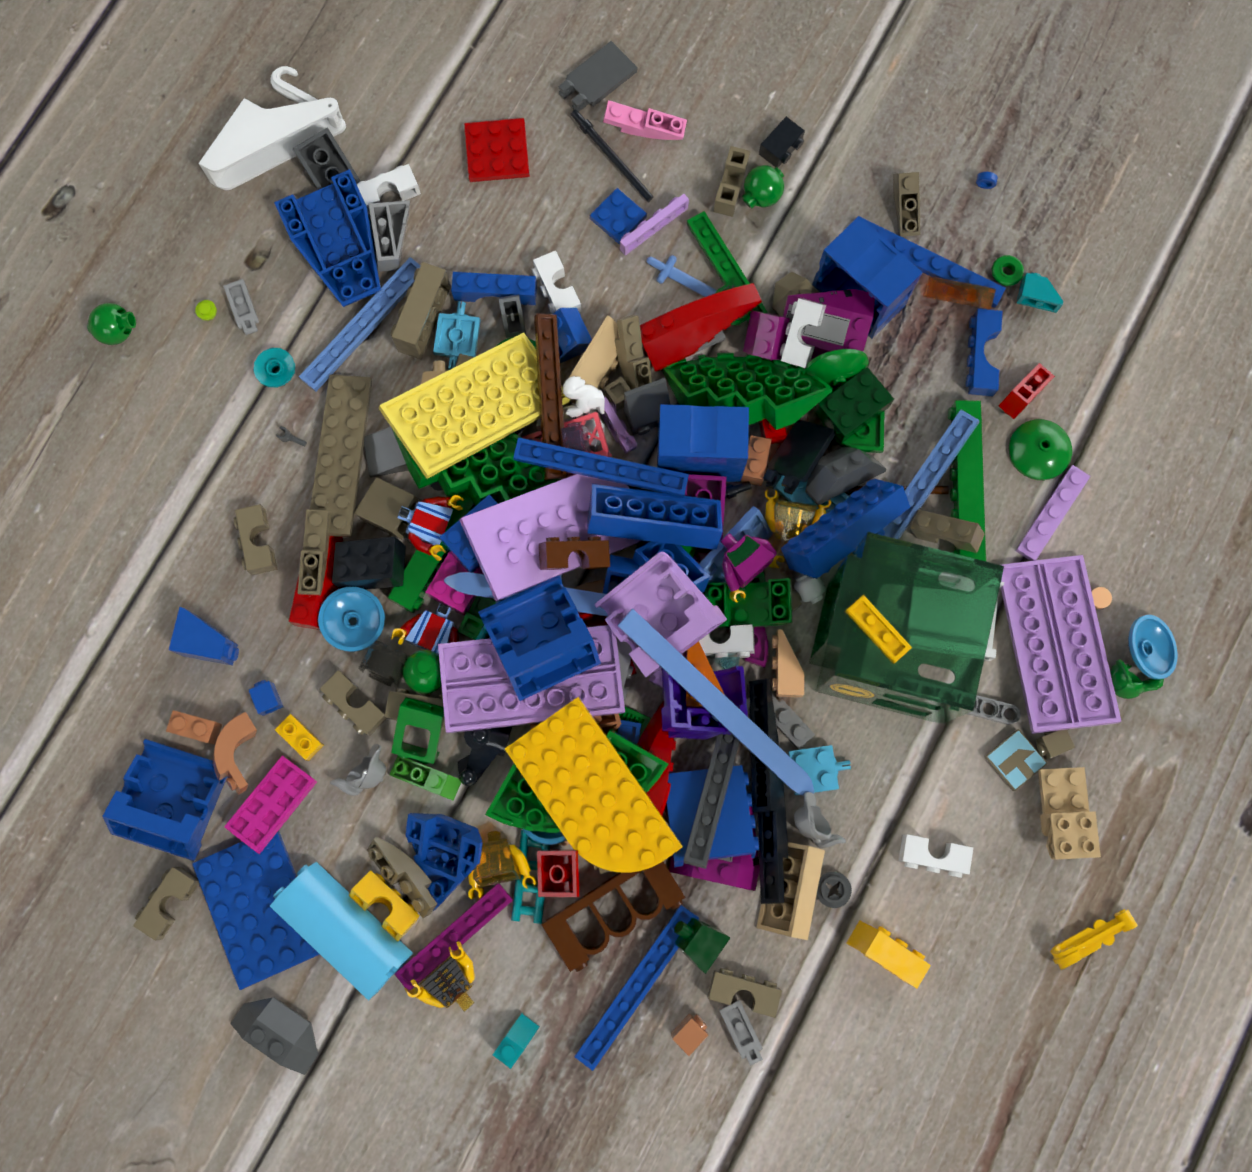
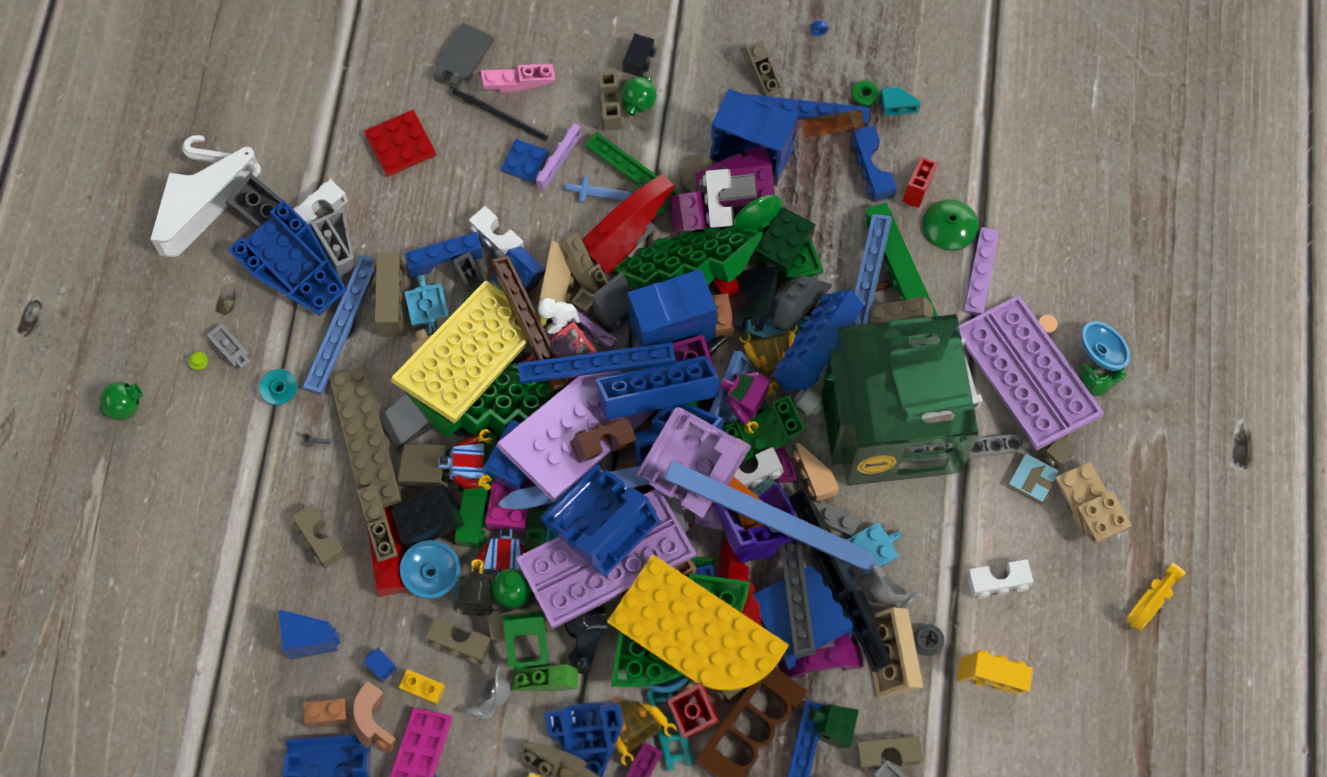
camera: 20 degrees left, 10 degrees down
(878, 629) = (877, 398): yellow tile -> none

